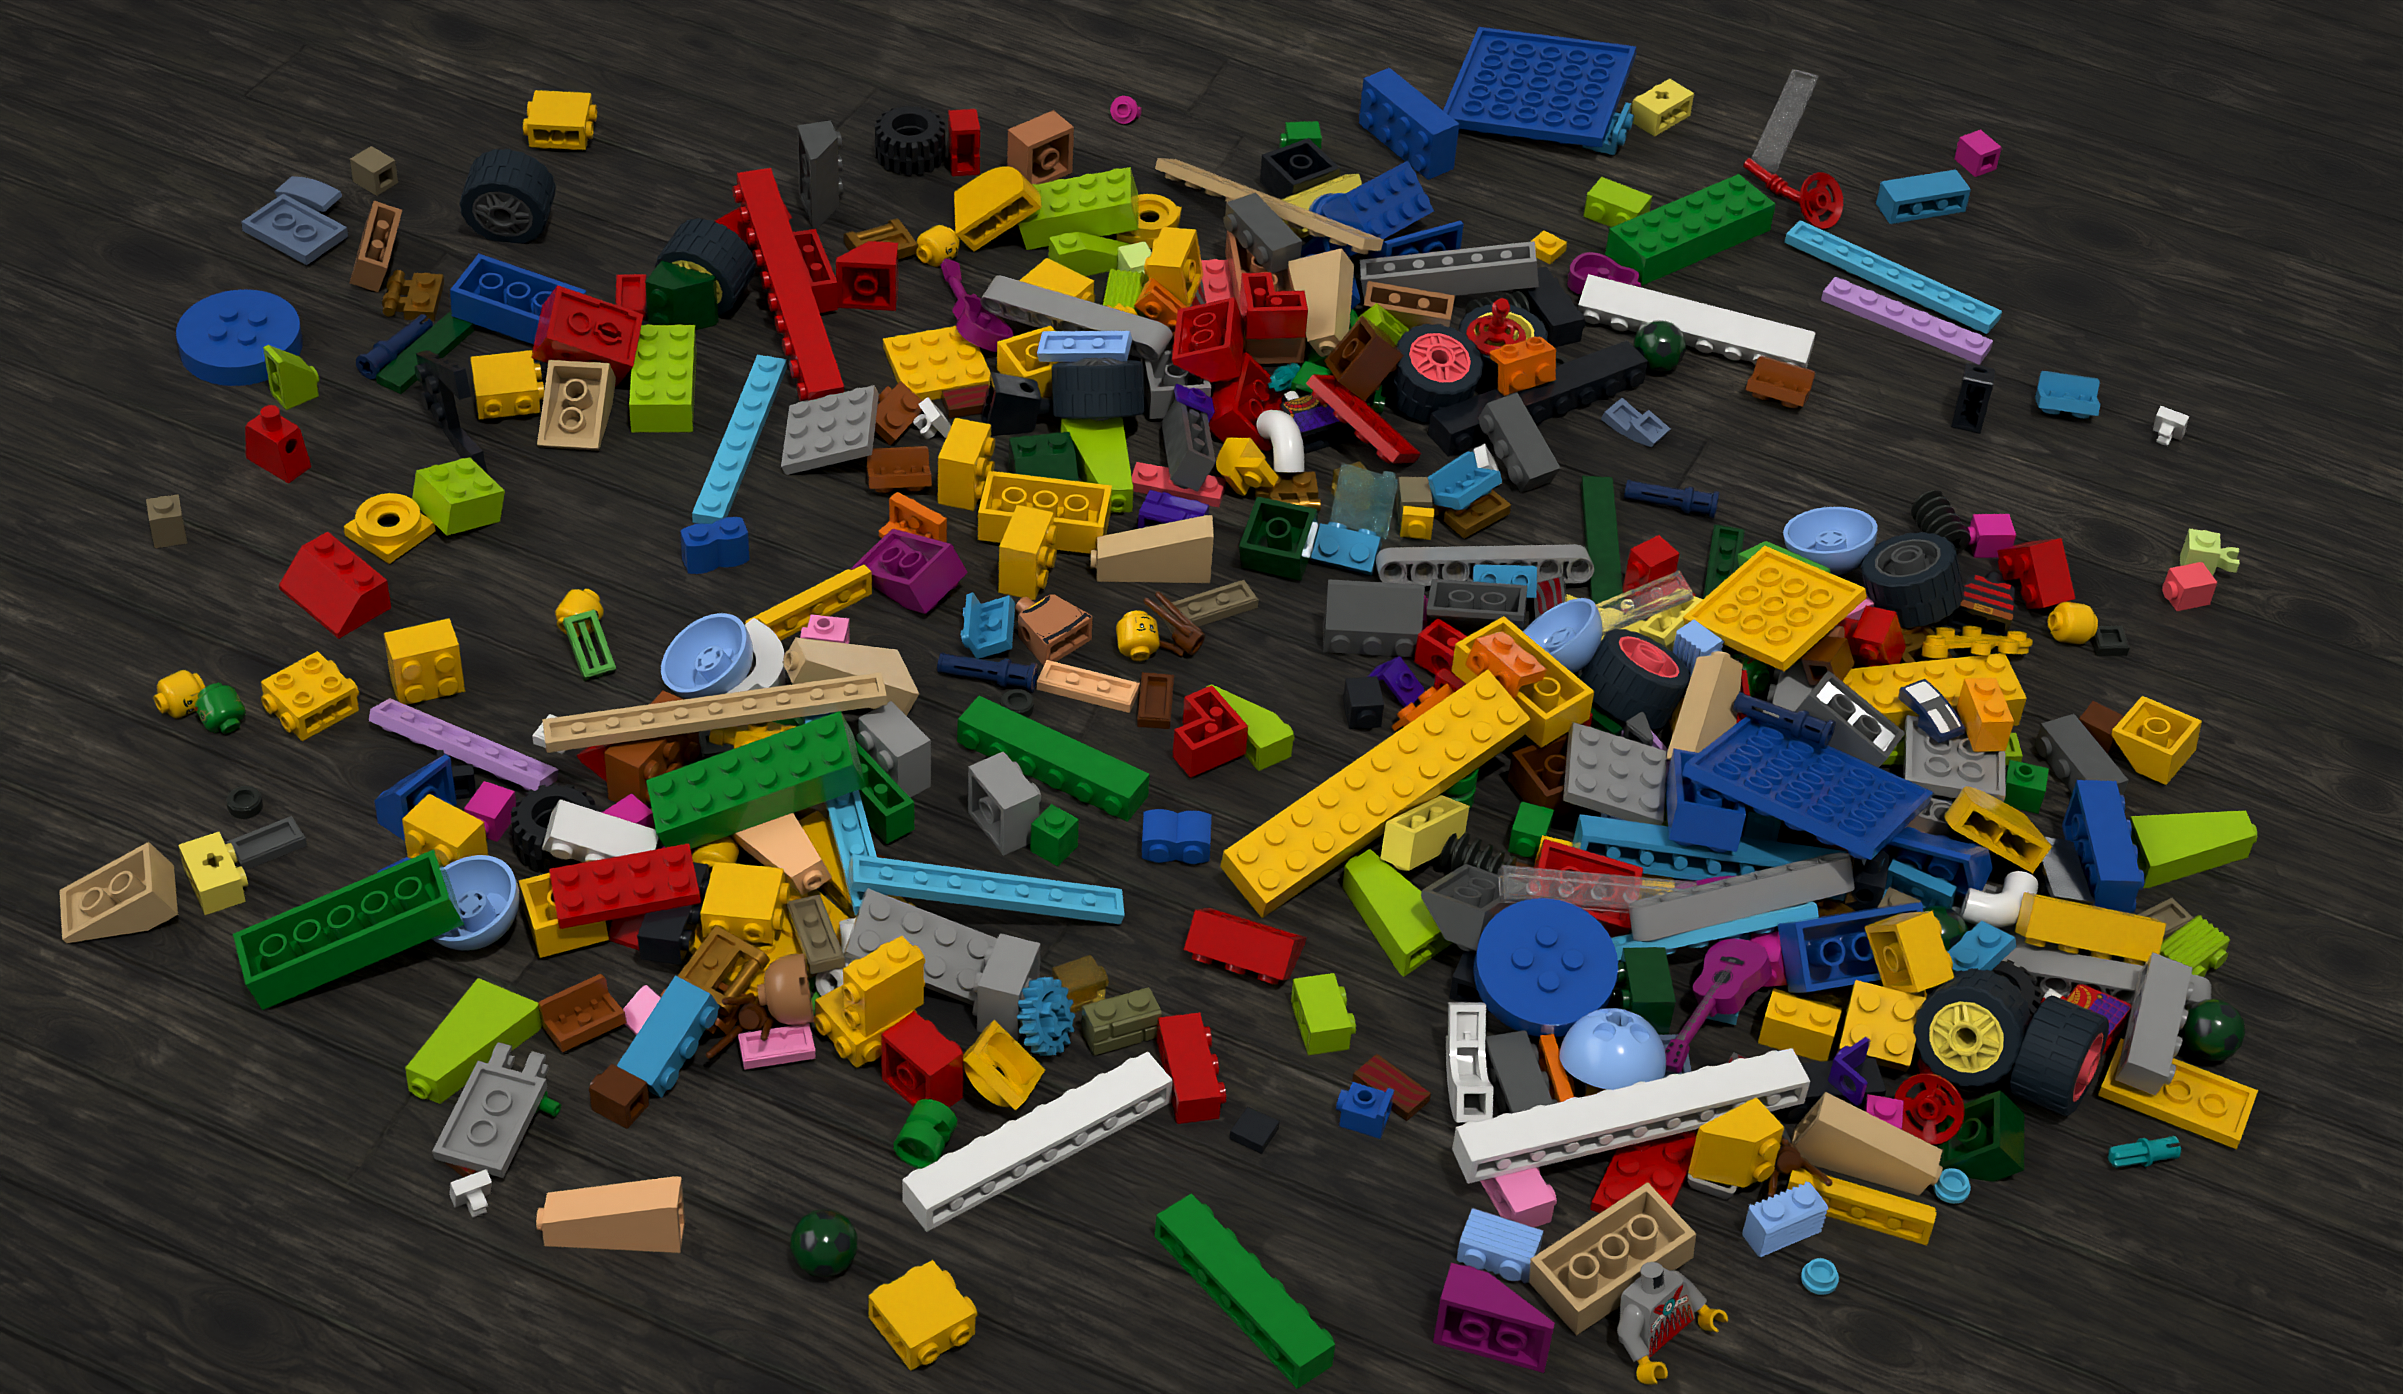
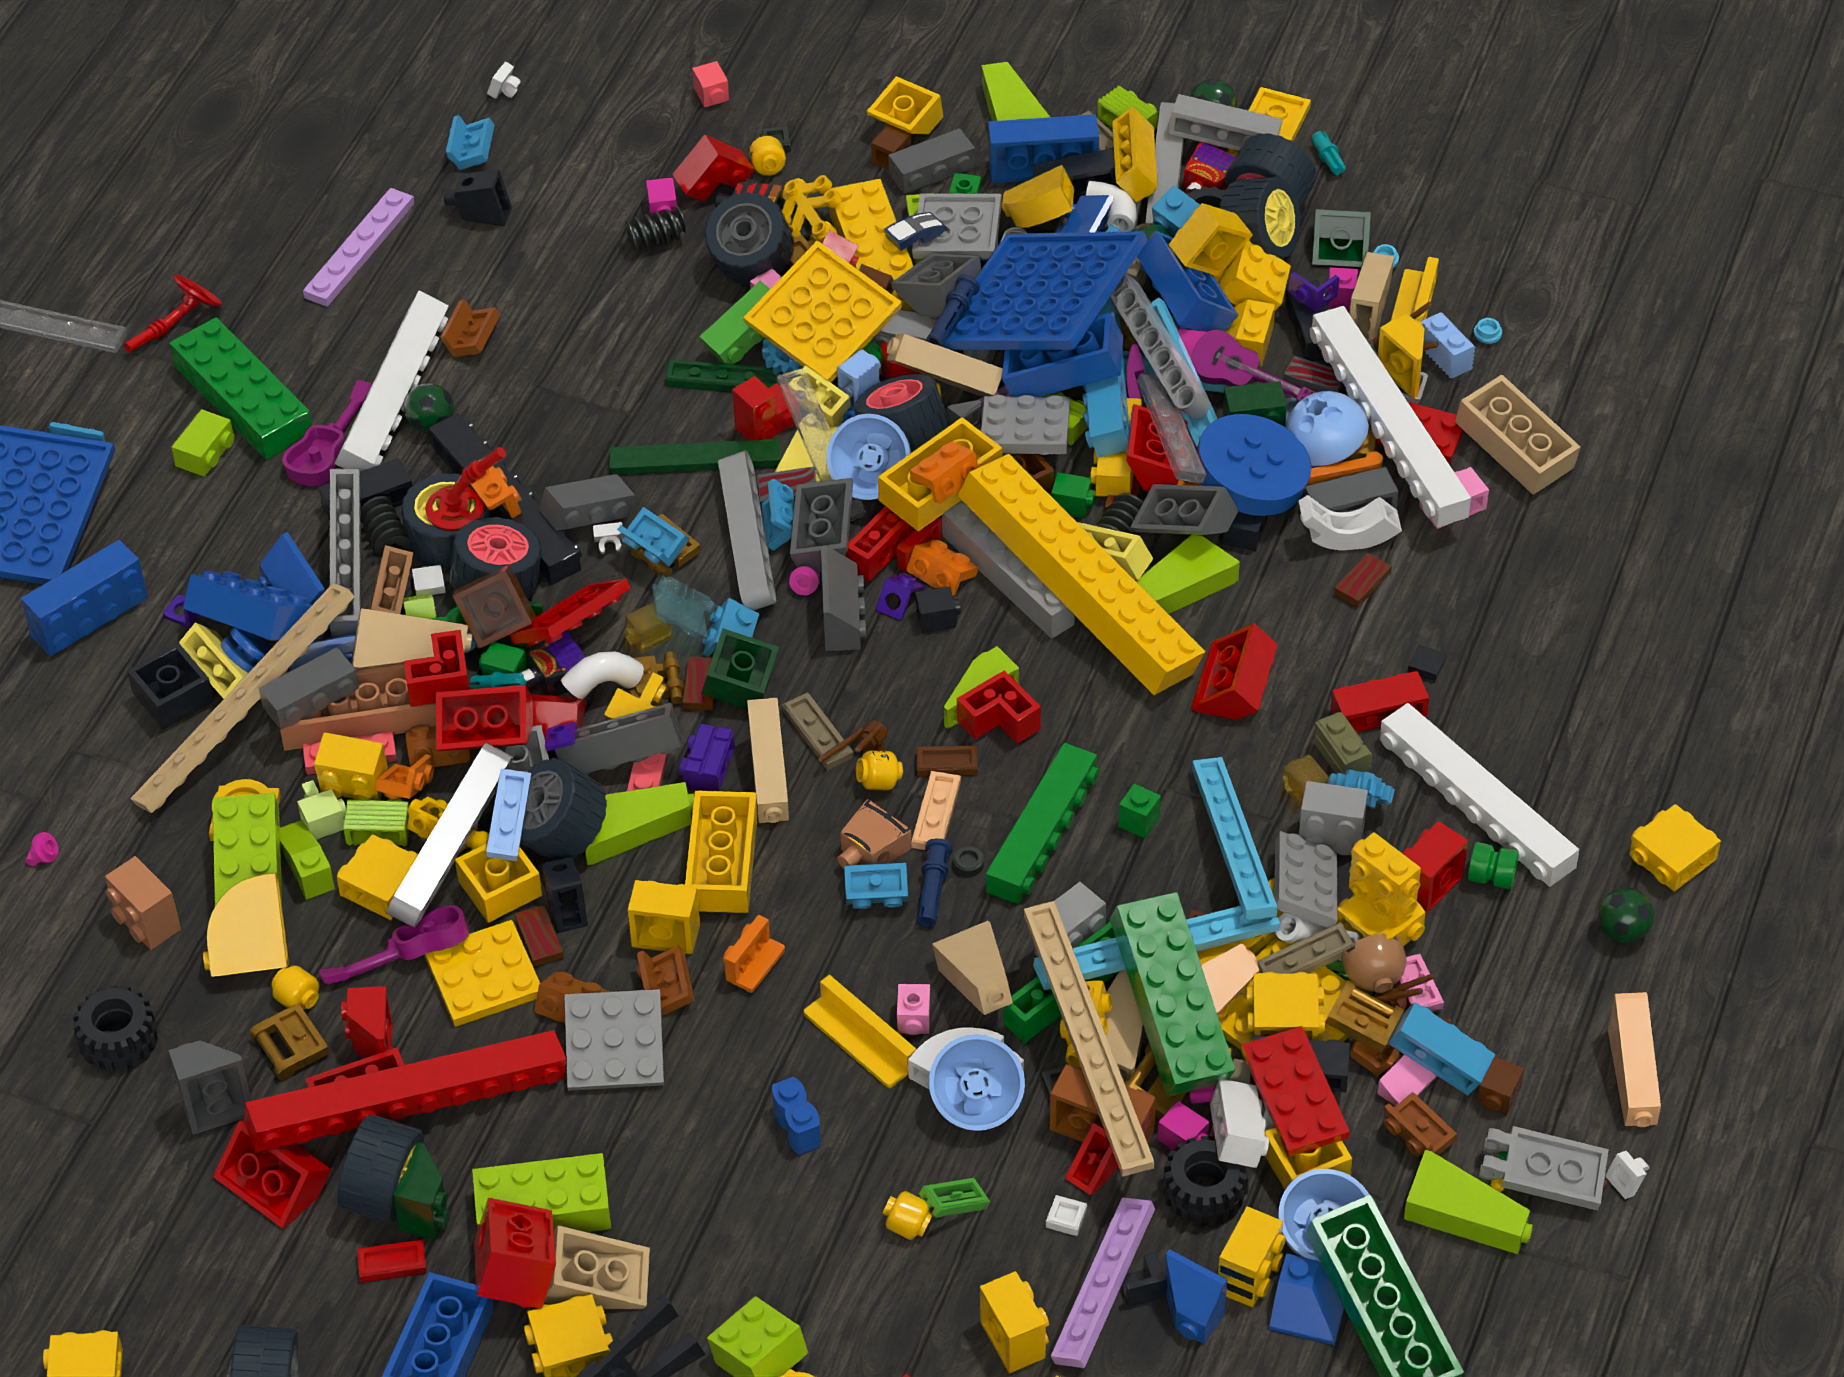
camera: 90 degrees left, 5 degrees up
(493, 807) = (1189, 1239): dark pink brick -> none
(739, 440) = (619, 1126): medium azure plate -> none
(913, 569) = (808, 951): magenta slope -> none
(931, 420) = (581, 959): white tile -> none
(964, 142) = (127, 966): red brick -> none
(1000, 1049) = (1415, 814): yellow piece -> none
(1002, 802) = (1119, 842): light grey brick -> none
(1027, 552) = (786, 856): yellow brick -> none
(1044, 456) = (647, 857): dark green slope -> none
(1176, 836) = (1122, 728): blue brick -> none
(1245, 1290) = (1591, 655): green brick -> none
(1299, 131) = (101, 692): green brick -> none
(1322, 1013) = (1303, 622): lime brick -> none
(1365, 1109) = (1395, 589): blue brick -> none
(1414, 493) = (652, 574): dark tan brick -> none
(1417, 522) = (693, 577): yellow plate -> none
(1491, 1320) = (1589, 506): magenta slope -> none
(1499, 1245) = (1510, 506): light blue brick -> none
(1549, 247) = (262, 500): yellow plate -> none
(1626, 420) = (530, 432): sand blue slope -> none
(1656, 1311) = (1565, 410): light grey torso -> none
(1662, 107) = (33, 407): light yellow brick -> none
(1687, 503) = (635, 396): dark blue pin -> none
(1832, 537) = (696, 289): light blue piece -> none
(1893, 277) = (298, 252): medium azure plate -> none
(1923, 196) = (176, 224): dark azure brick -> none
(1930, 1105) = (1322, 258): red dish -> none
(1977, 153) = (106, 183): dark pink brick -> none
(1985, 714) = (920, 194): light orange brick -> none
(2206, 548) = (672, 72): yellowish green brick -> none

